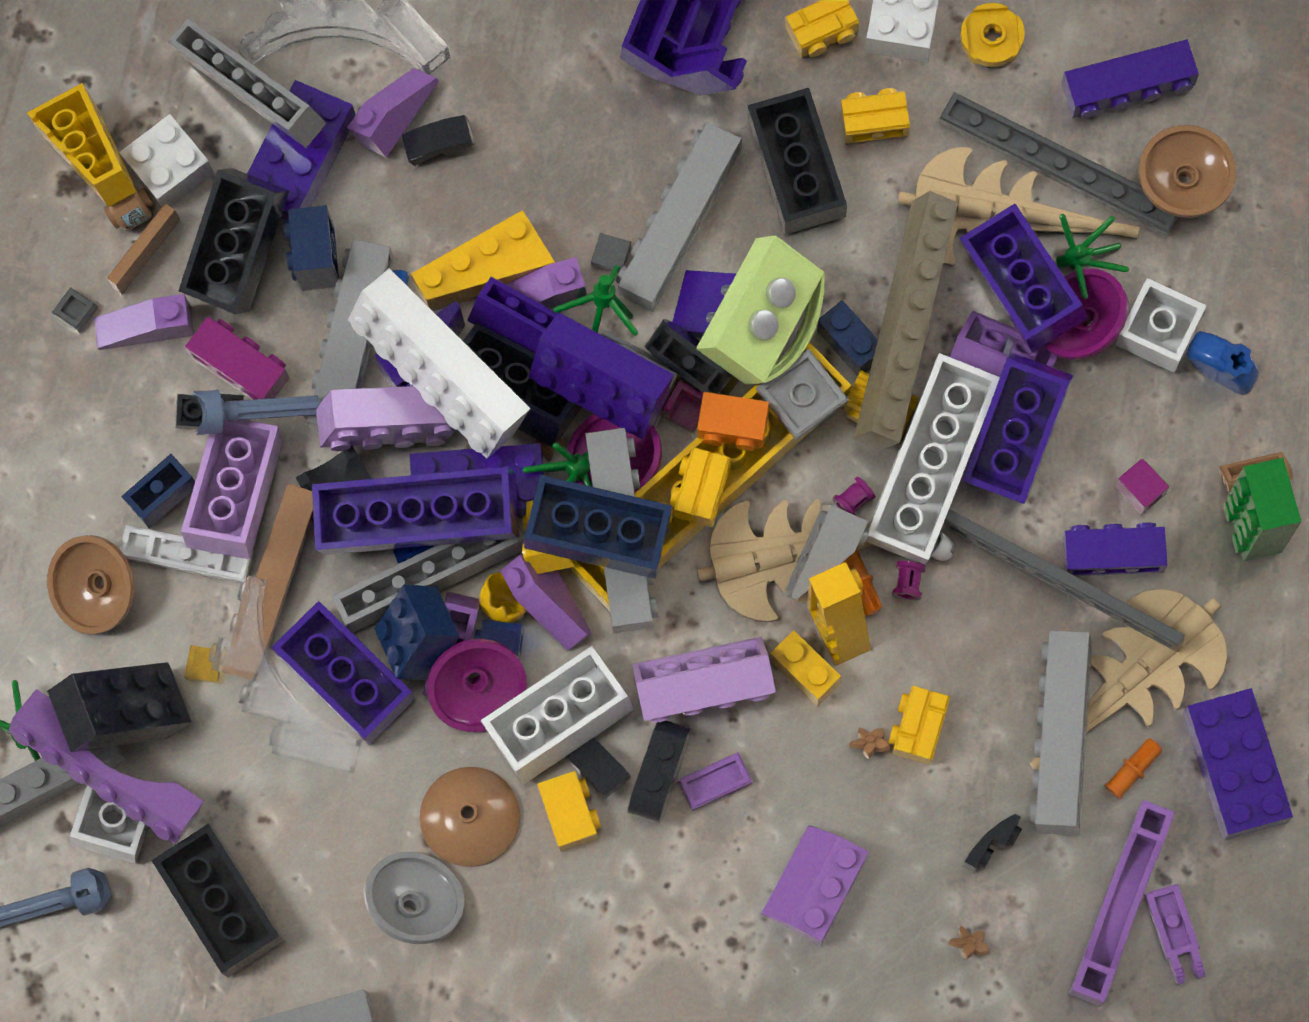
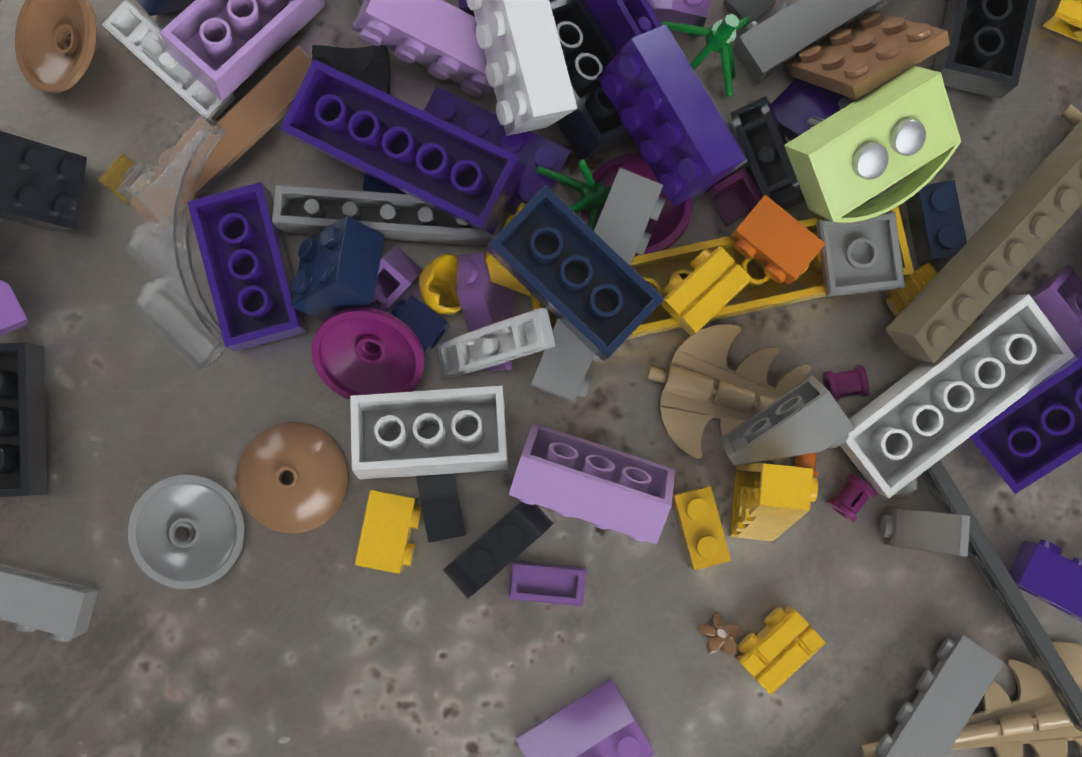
camera: 20 degrees right, 10 degrees up
(568, 618) = (496, 344): none -> white plate
(719, 245) = (867, 54): none -> medium nougat plate
(970, 570) = (926, 531): none -> light grey slope

